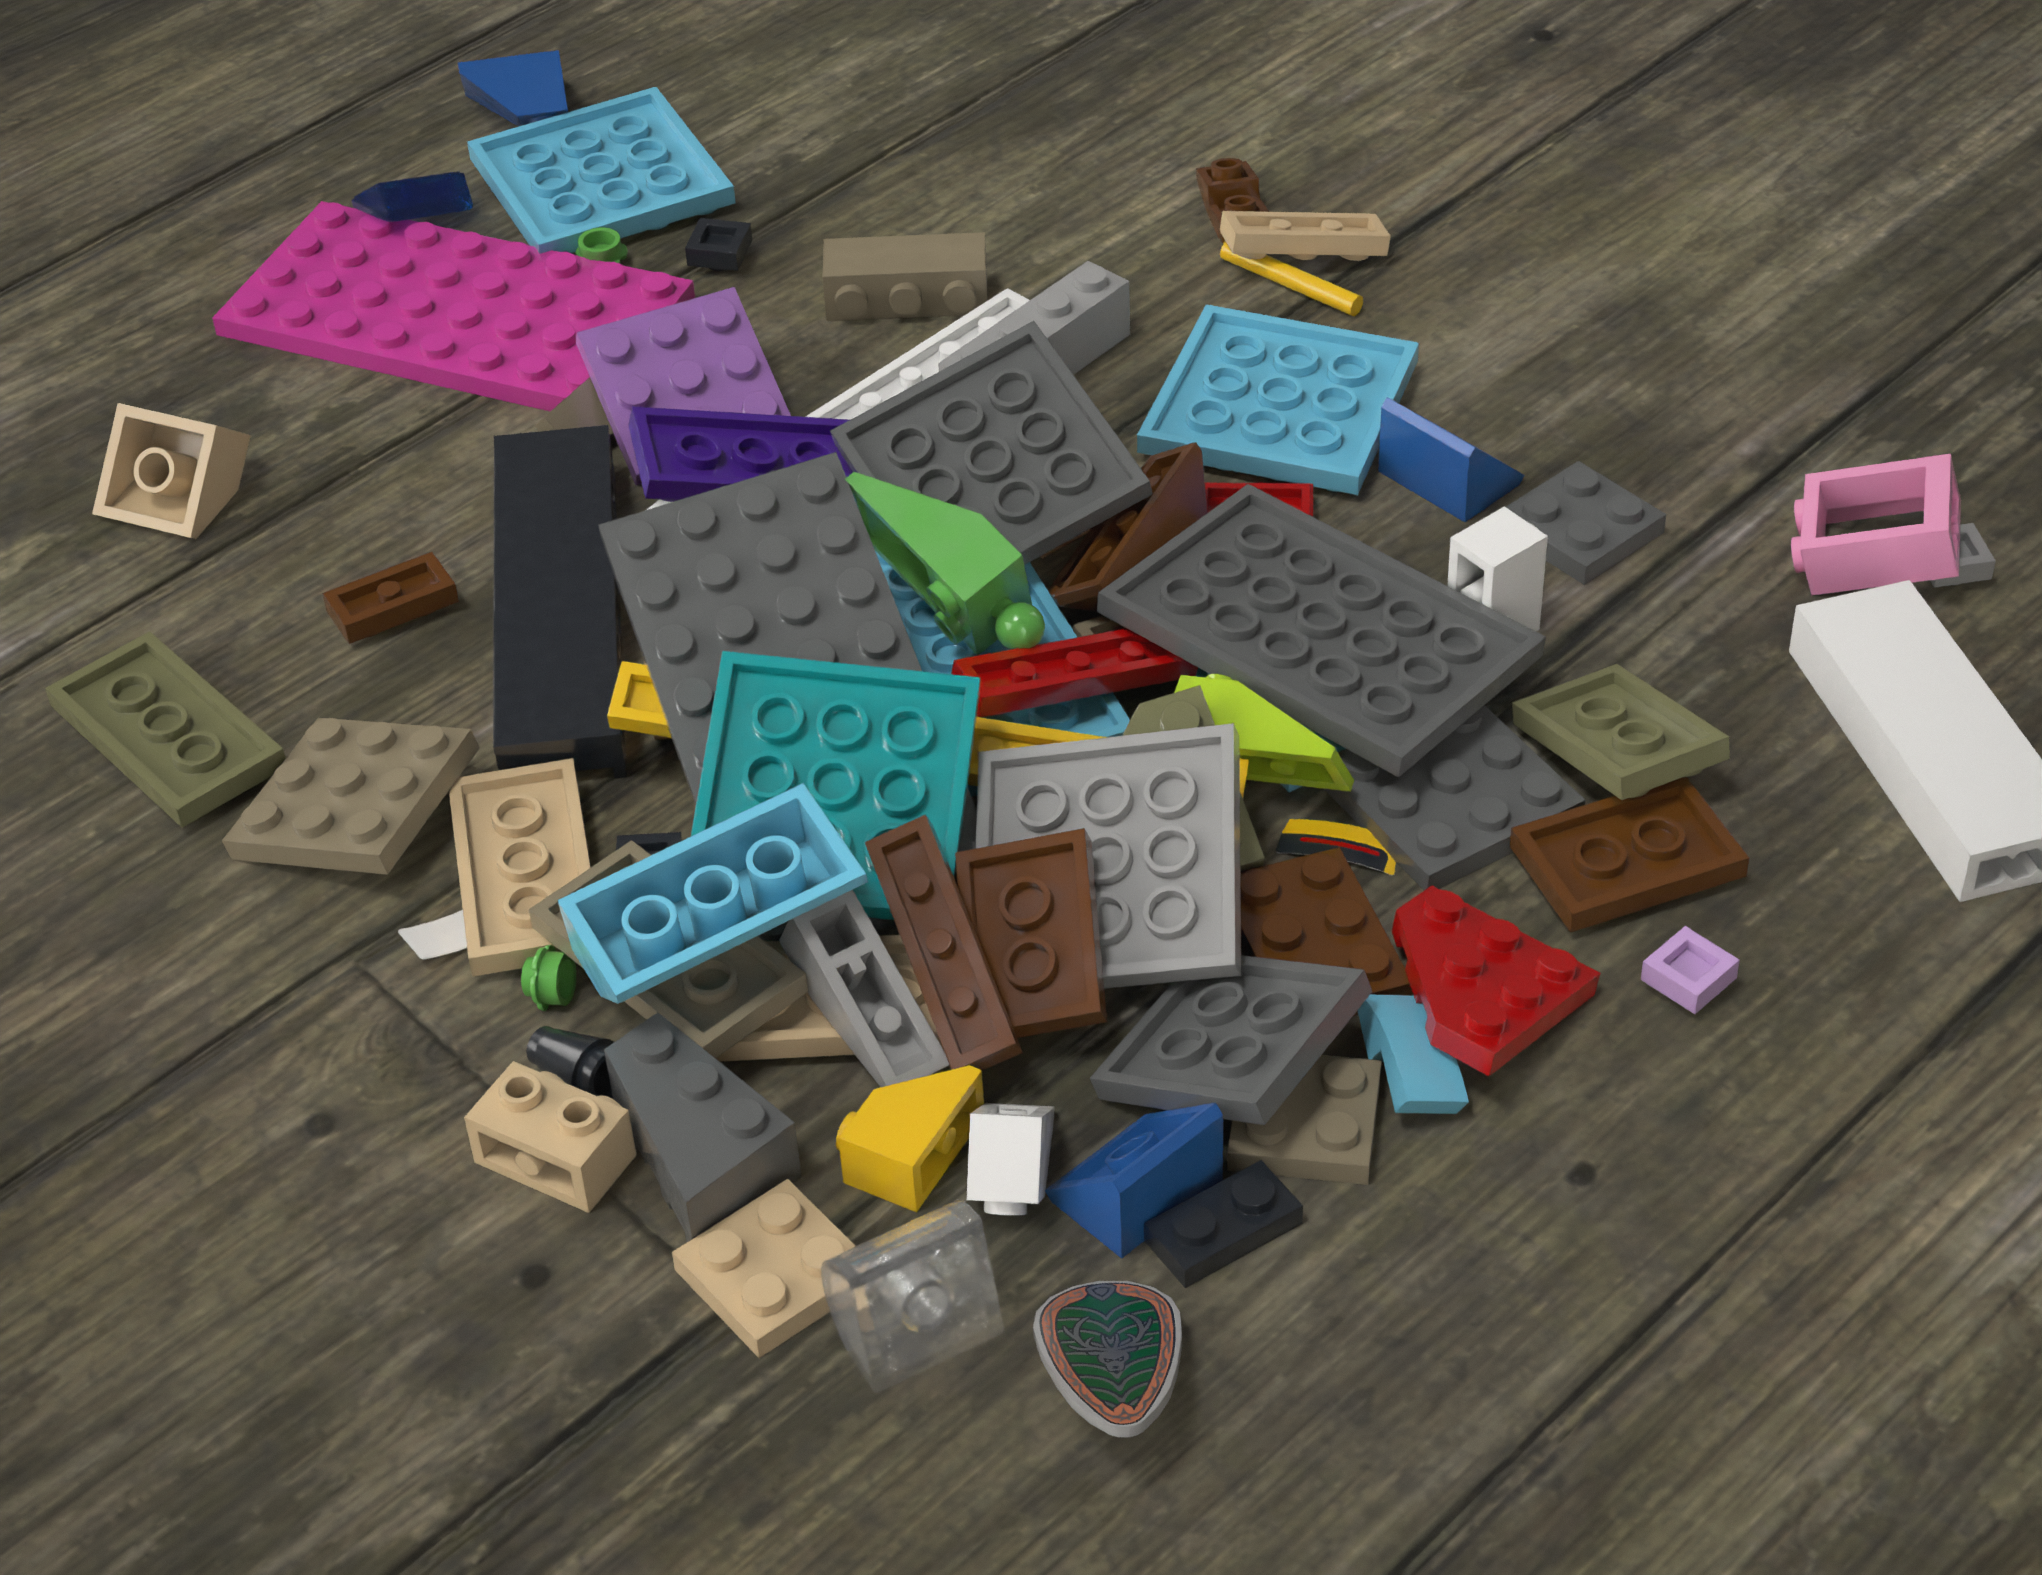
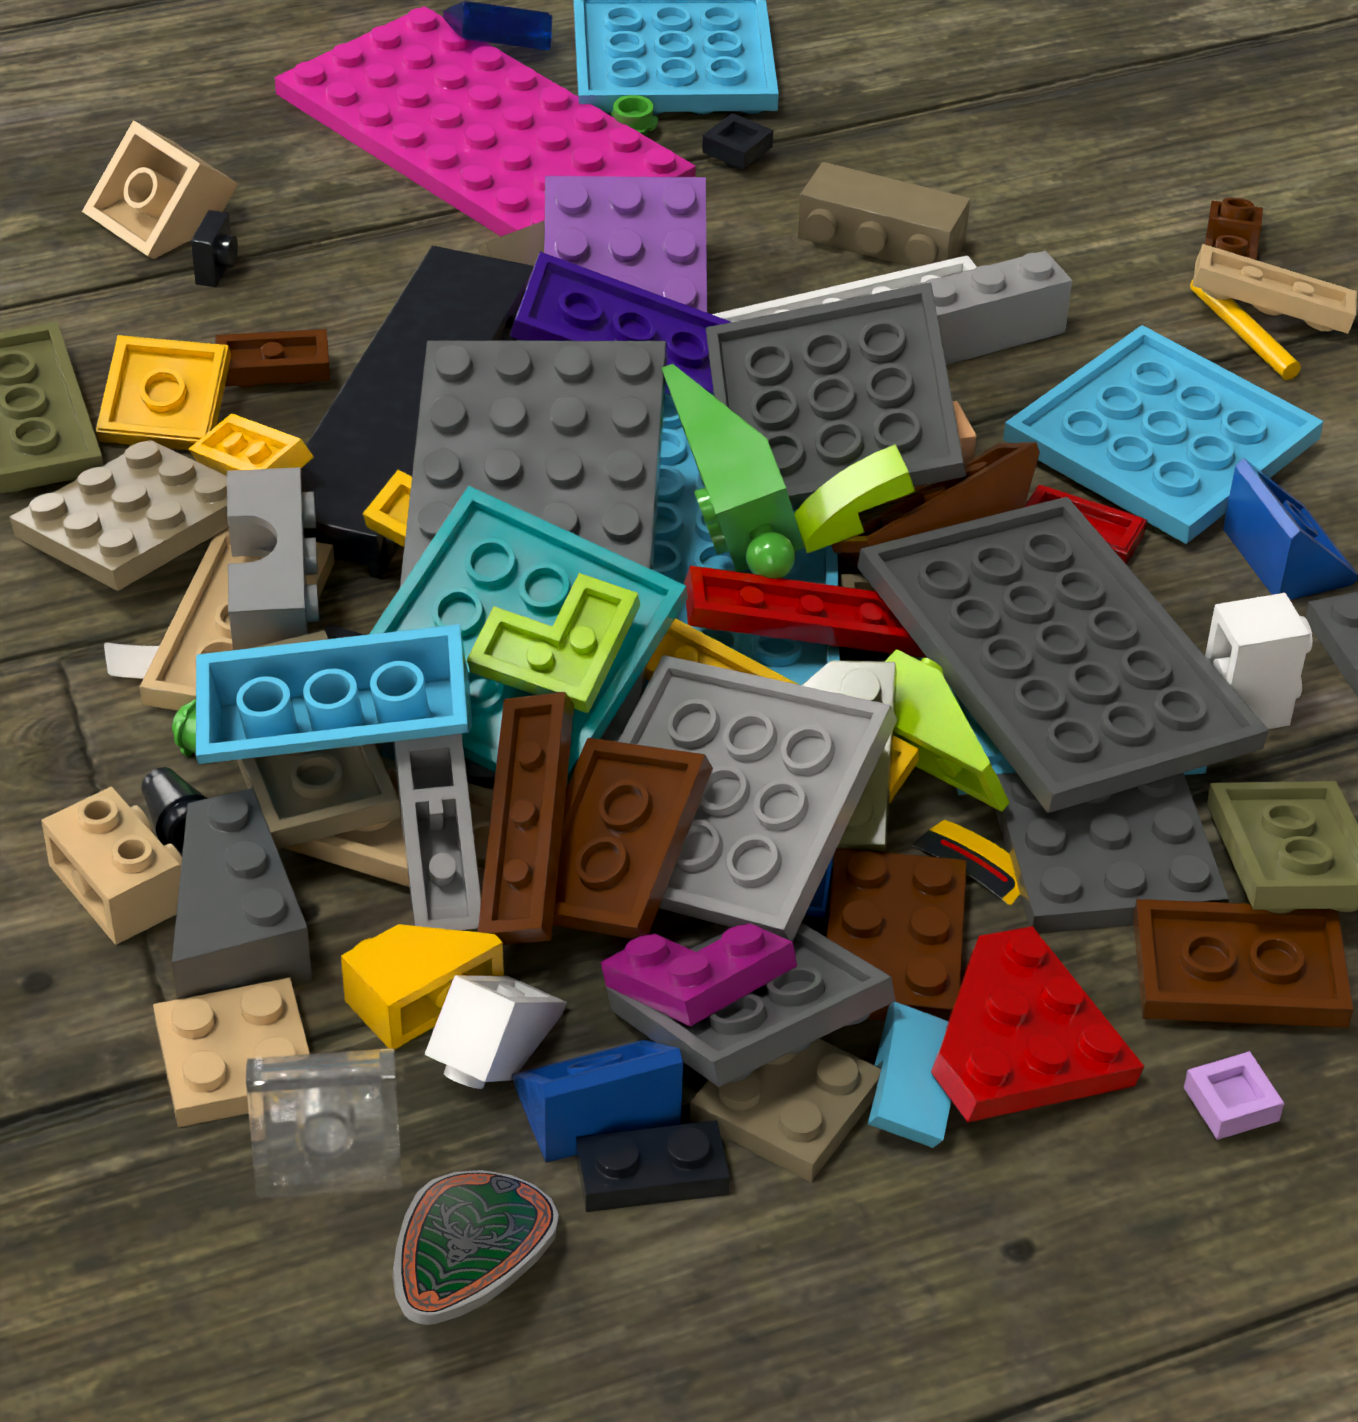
camera: 20 degrees right, 0 degrees up
(264, 508) = (213, 248): none -> black plate
(305, 667) = (162, 391): none -> yellow tile
(444, 695) = (249, 446): none -> yellow plate
(519, 750) = (269, 521): none -> light grey arch
(901, 783) = (561, 657): none -> lime plate
(1061, 540) = (834, 507): none -> lime slope
(1176, 1043) = (701, 982): none -> magenta plate

